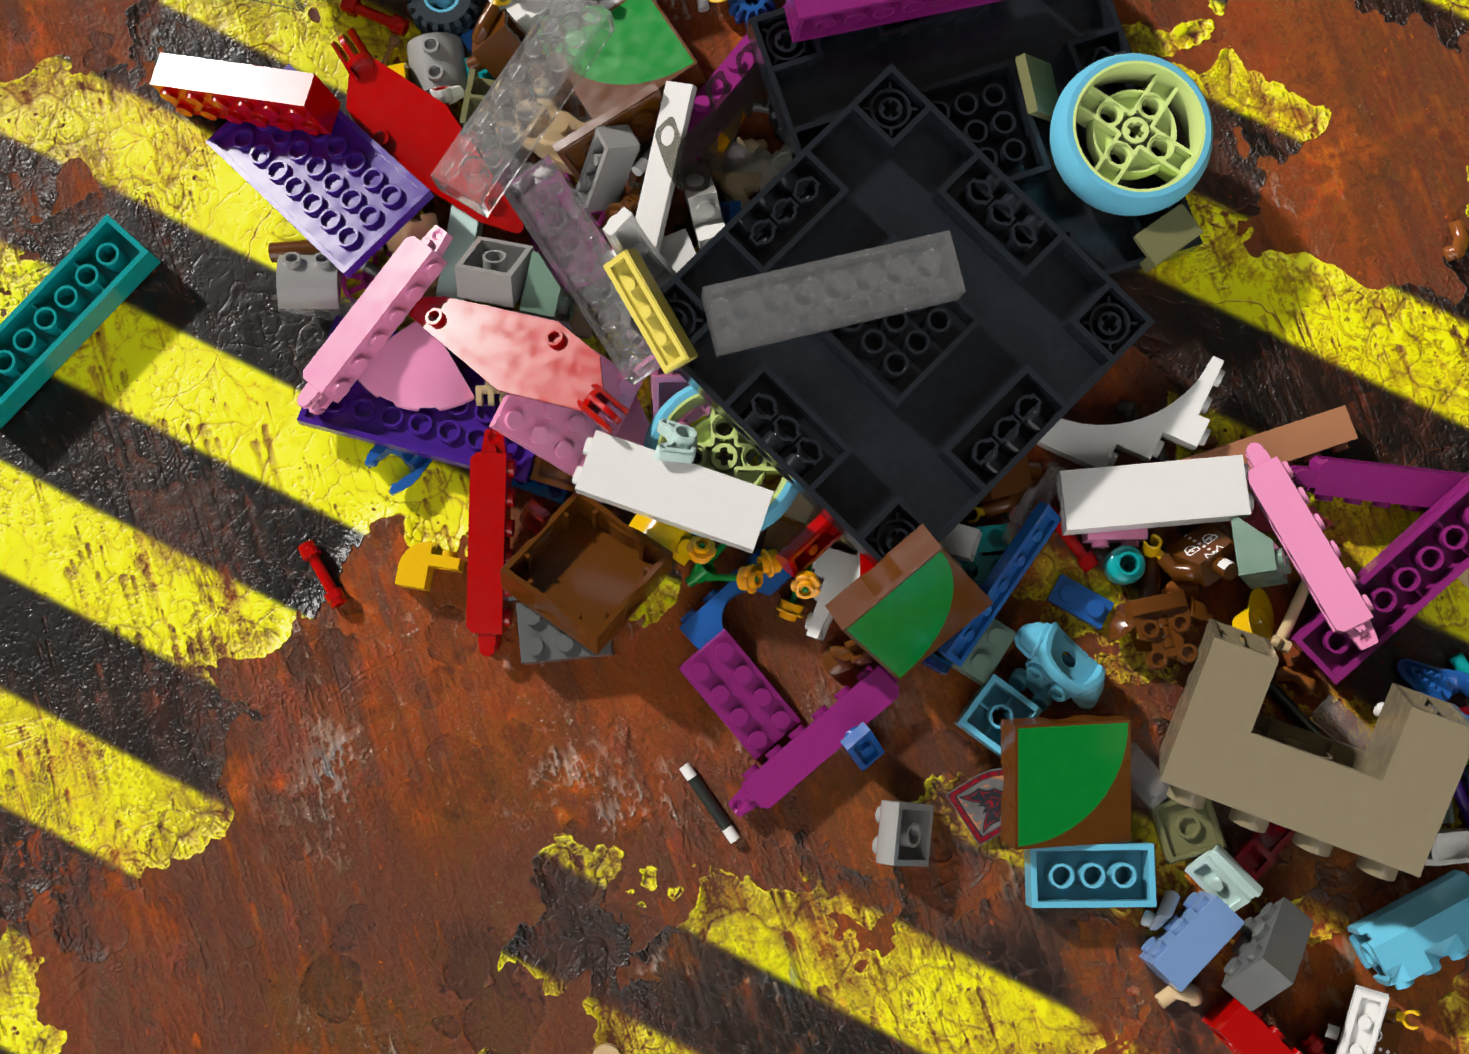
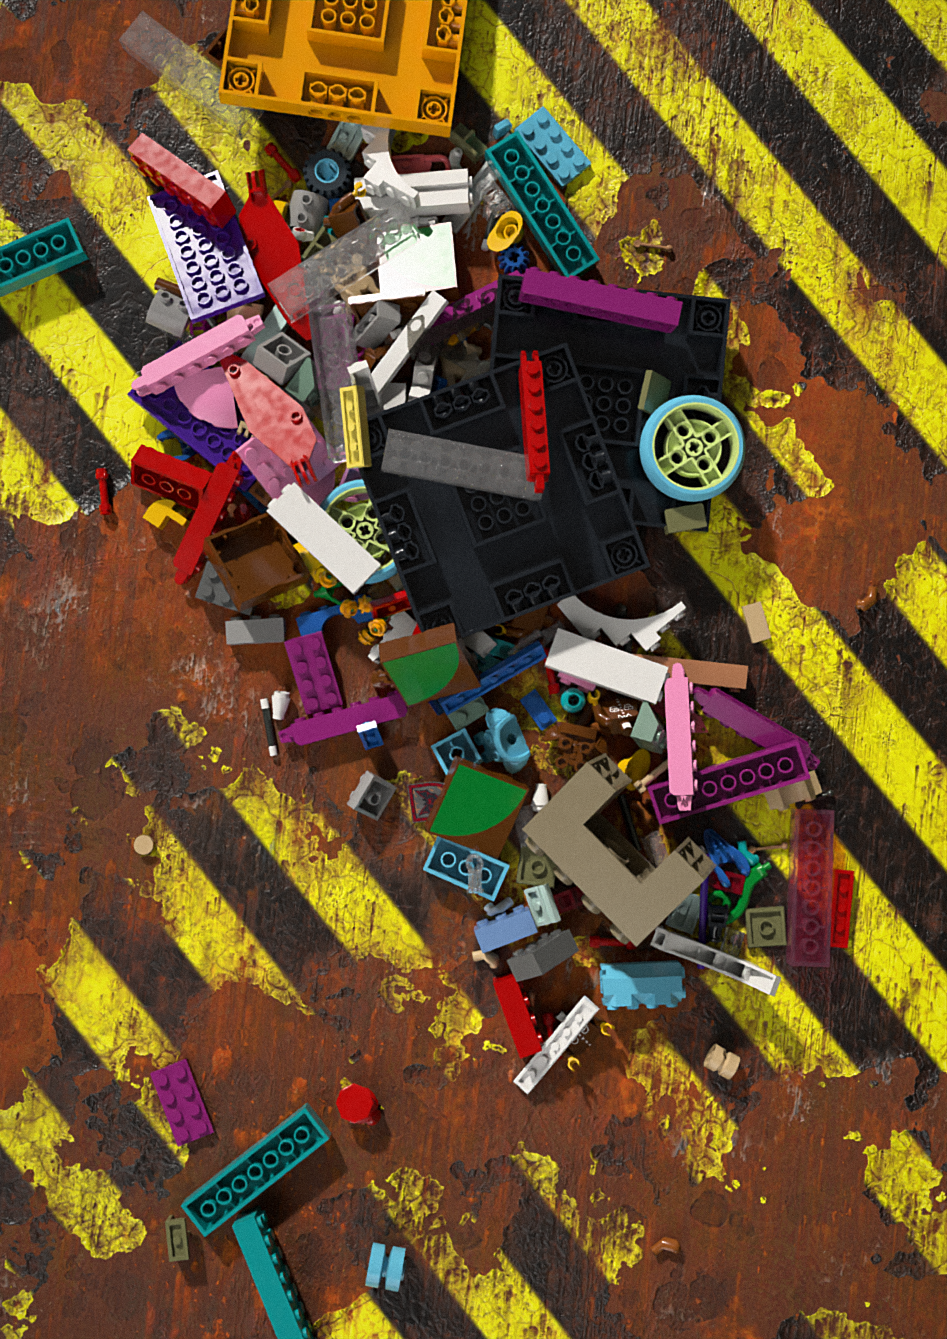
camera: 20 degrees right, 5 degrees up
(408, 509) = (168, 477): none -> red brick
(628, 671) = (255, 630): none -> light grey brick
(680, 444) = (340, 512): light aqua piece -> none
(711, 761) = (280, 702): none -> white cone
(905, 186) = (534, 421): none -> red hinge
(1112, 878) = (474, 874): none -> clear connector
(1145, 727) = (540, 797): none -> white cone
(1320, 342) = (756, 622): none -> tan tile
(1324, 897) = (596, 941): none -> red bar

